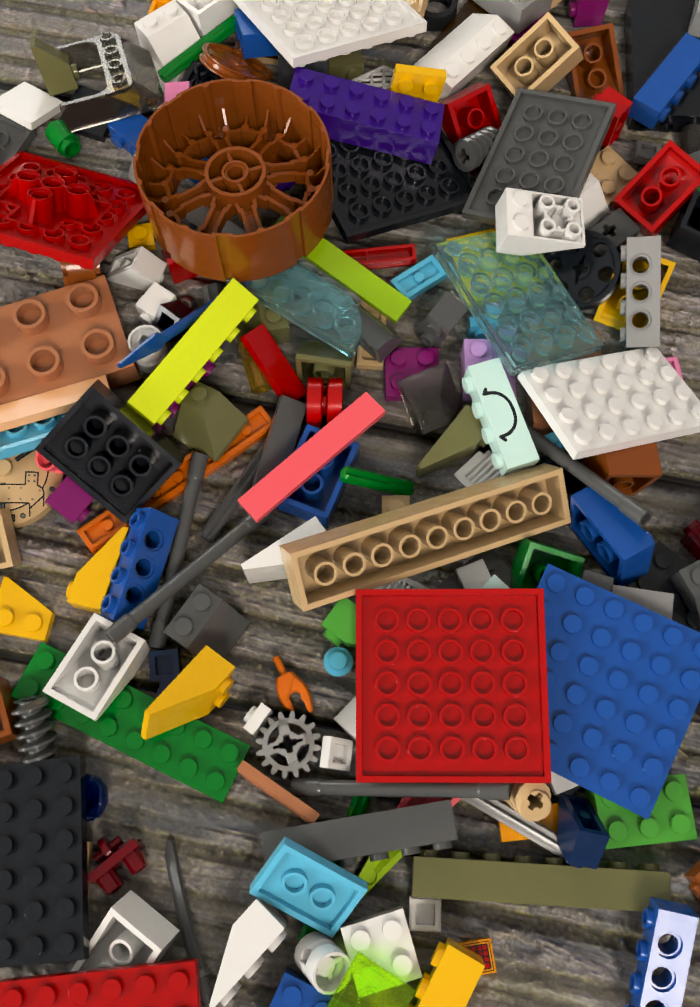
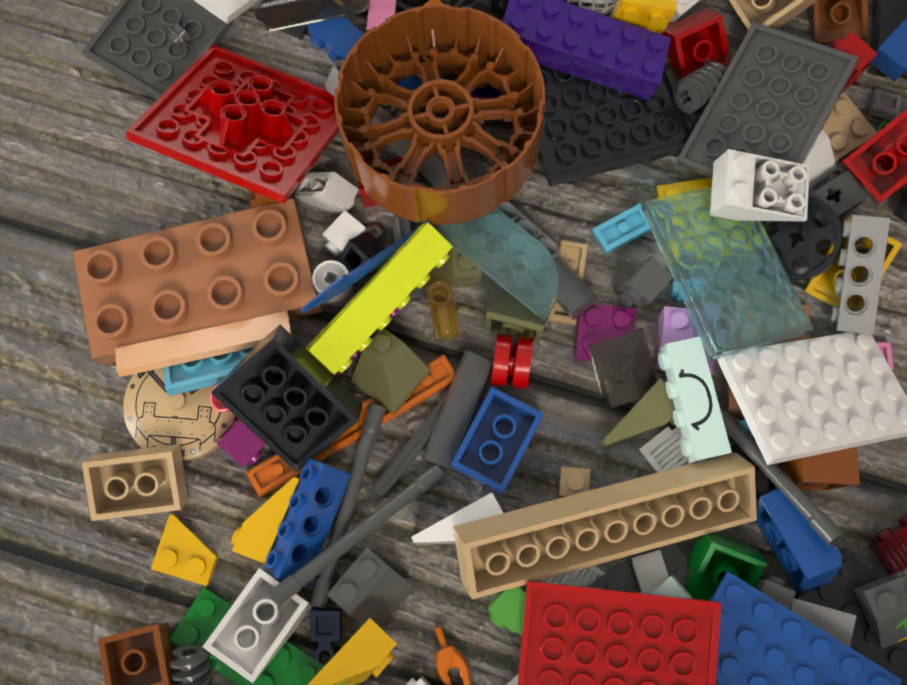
camera: 10 degrees right, 5 degrees up
(62, 140) = (257, 35): green brick -> none
(142, 236) = (334, 156): yellow plate -> none
(273, 363) = (461, 314): red tile -> none
(311, 457) = (493, 425): coral tile -> none
(338, 661) = (500, 641): medium azure plate -> none
(358, 279) = (554, 223): lime tile -> none
(376, 481) = (558, 454): green axle -> none
(384, 256) = (570, 201): red piece -> none

